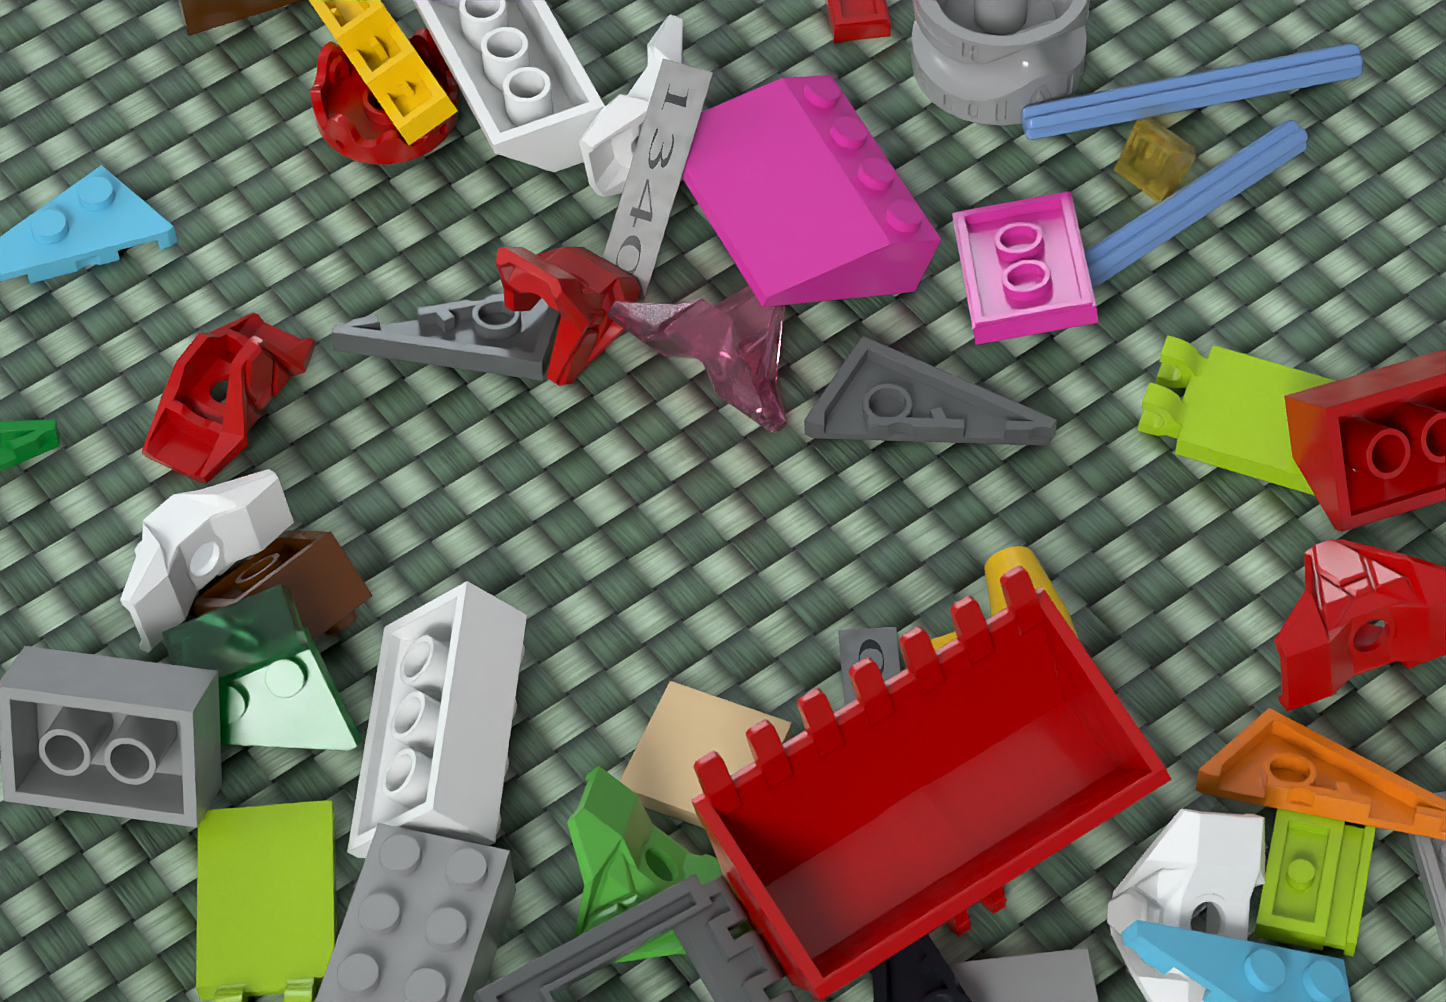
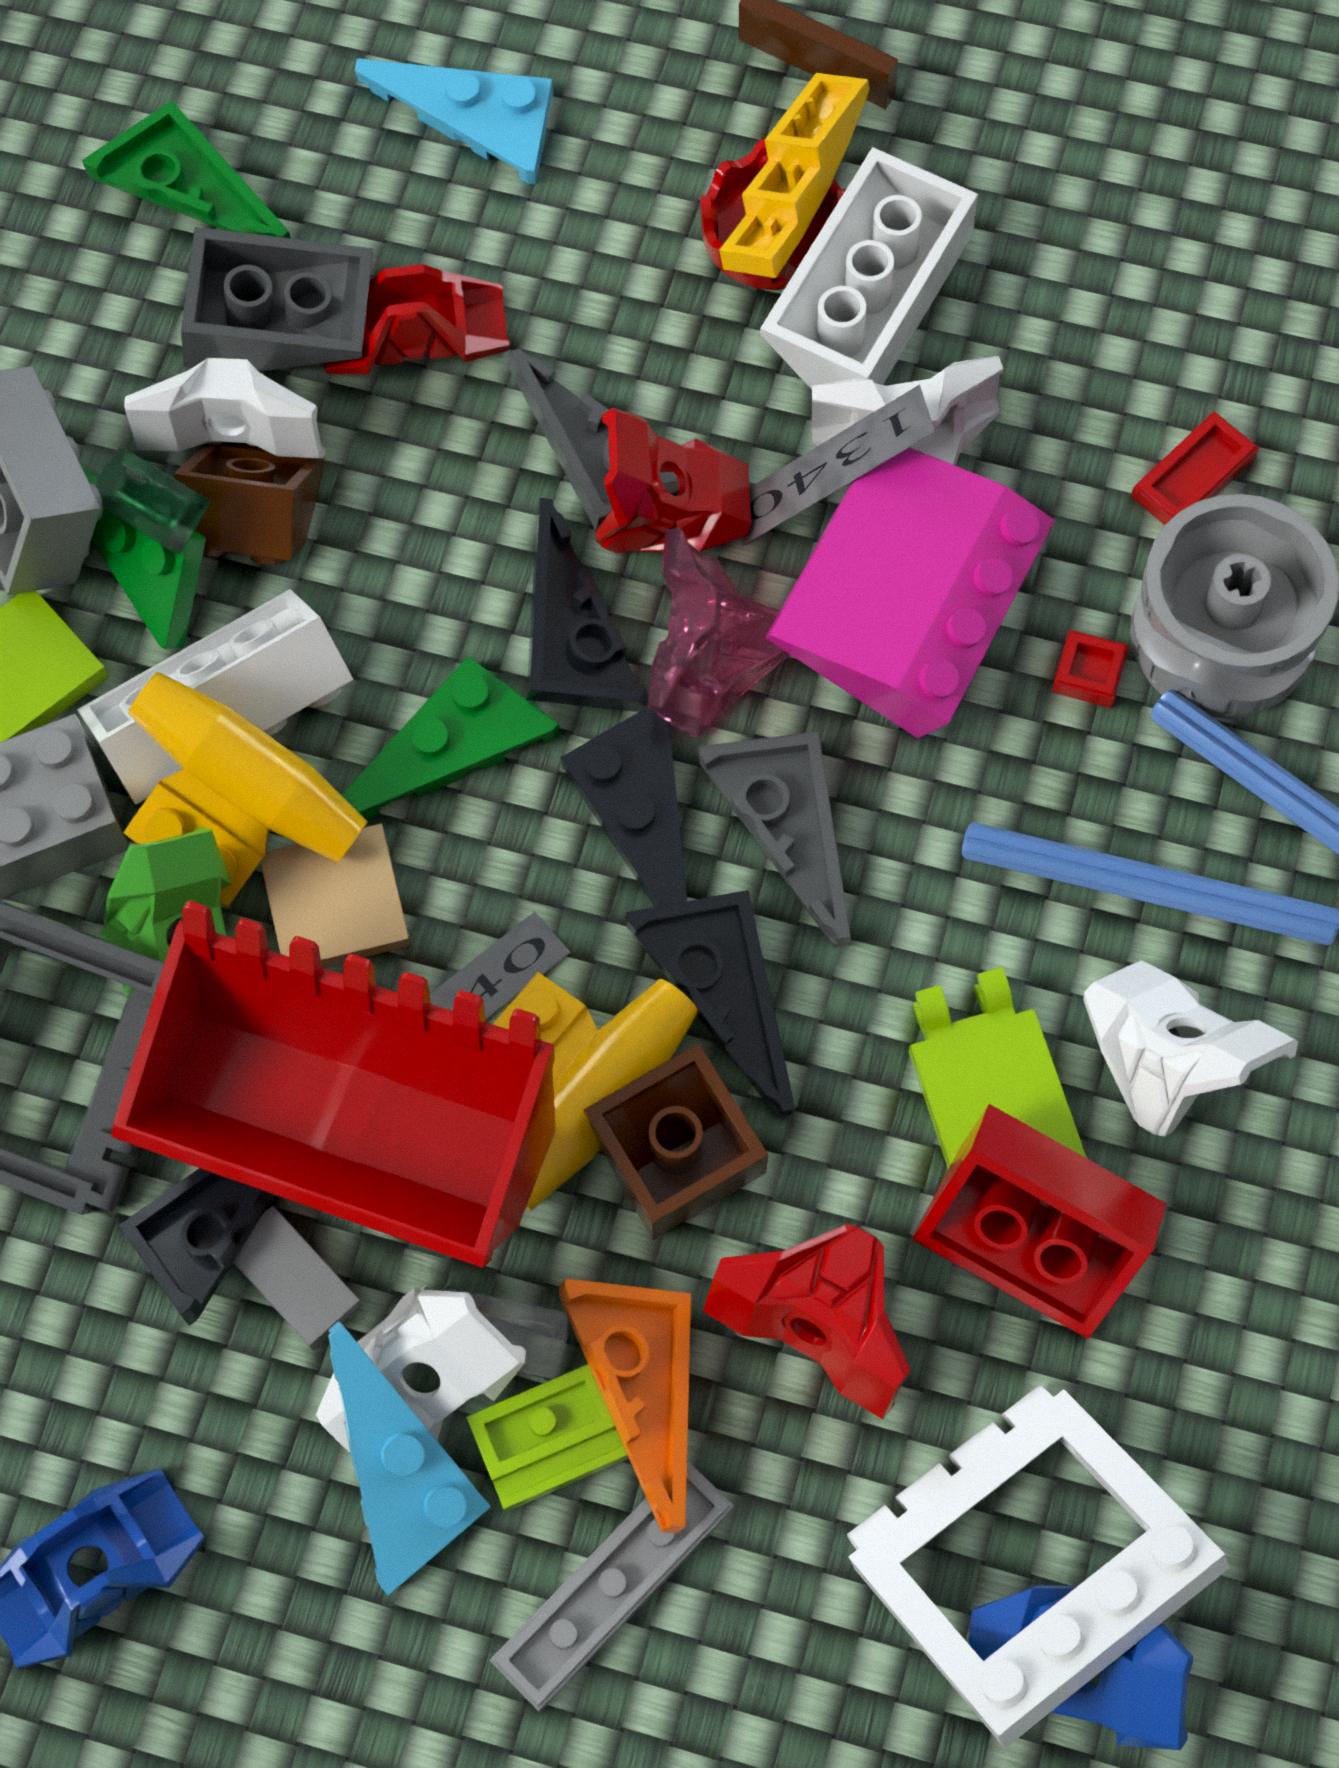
camera: 55 degrees right, 15 degrees up
(114, 464) = (274, 300): none -> dark grey slope
(552, 738) = (233, 784): none -> yellow plate
(614, 447) = (572, 644): none -> black wing
(631, 584) = (457, 730): none -> green wing
(799, 498) = (632, 794): none -> black wing
(956, 149) = (1090, 668): none -> red tile
(992, 511) = (717, 961): none -> black wing
(1024, 268) = (989, 806): dark pink tile -> none
(1145, 625) = (677, 1141): none -> reddish brown slope
(1155, 159) = (1200, 831): clear yellow tile -> none
(1327, 277) = (1163, 1071): none -> white piece

